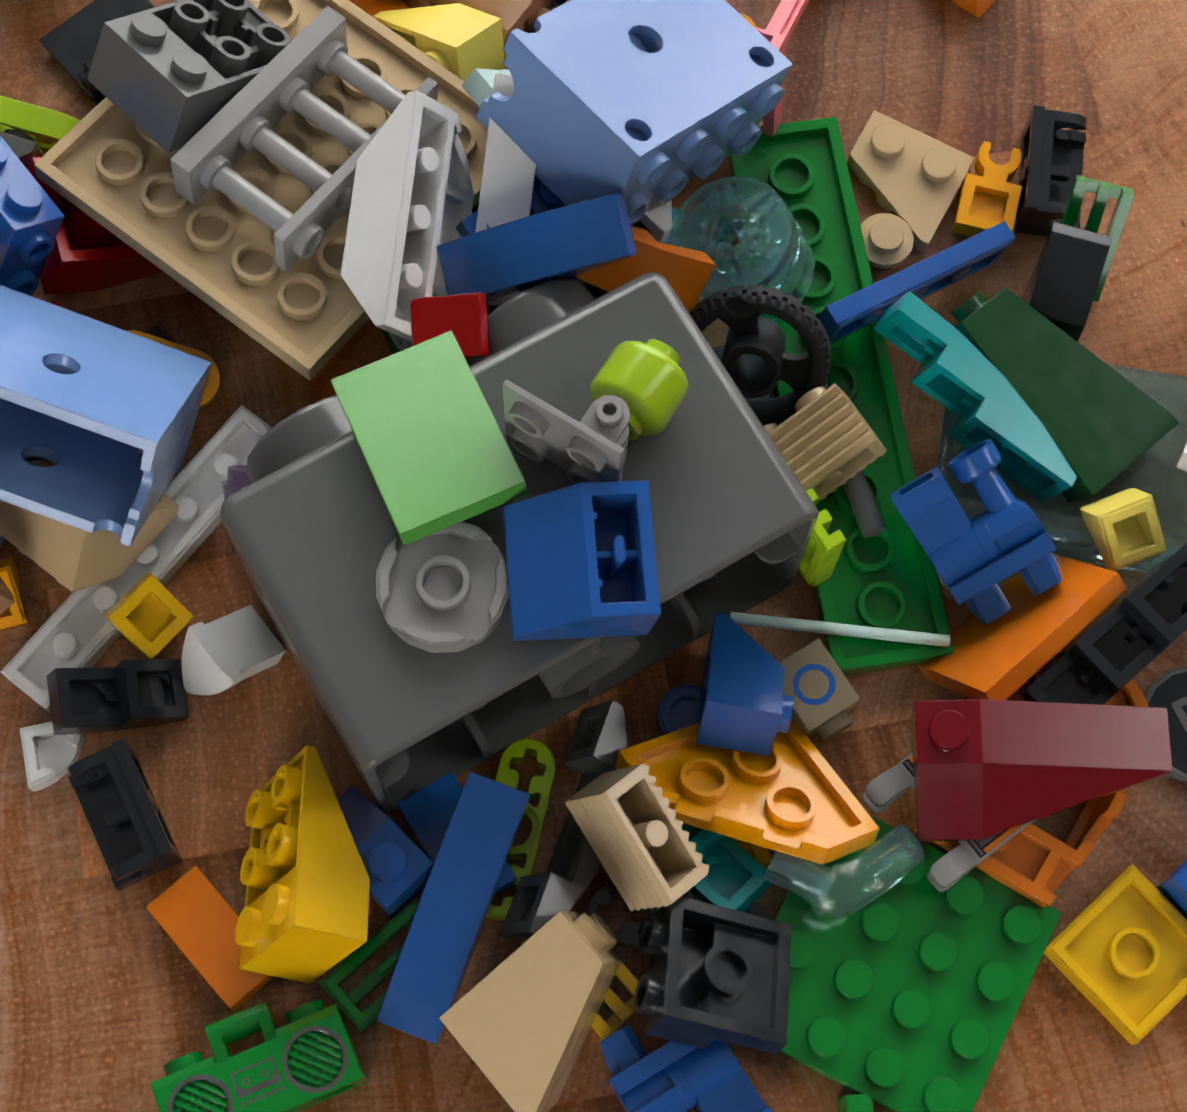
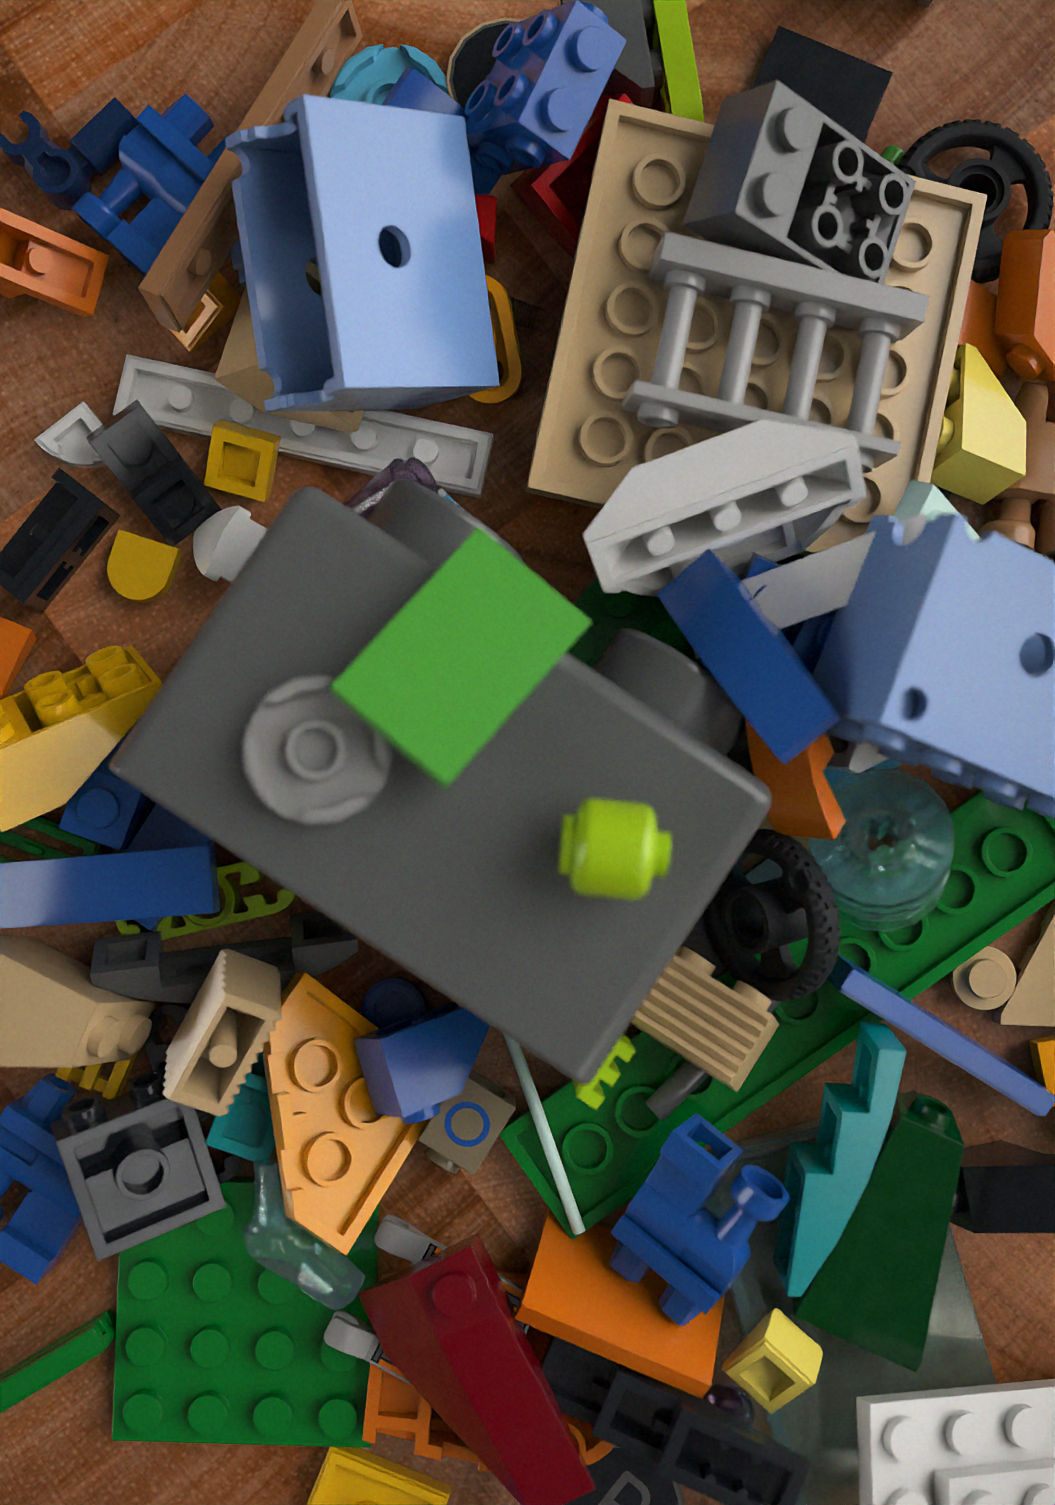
camera: 65 degrees right, 15 degrees up
(191, 749) = (142, 567): none -> yellow tile
(457, 313) = (624, 607): red slope -> none
(582, 562) = (390, 885): blue slope -> none
(585, 449) = (508, 840): light grey hinge -> none

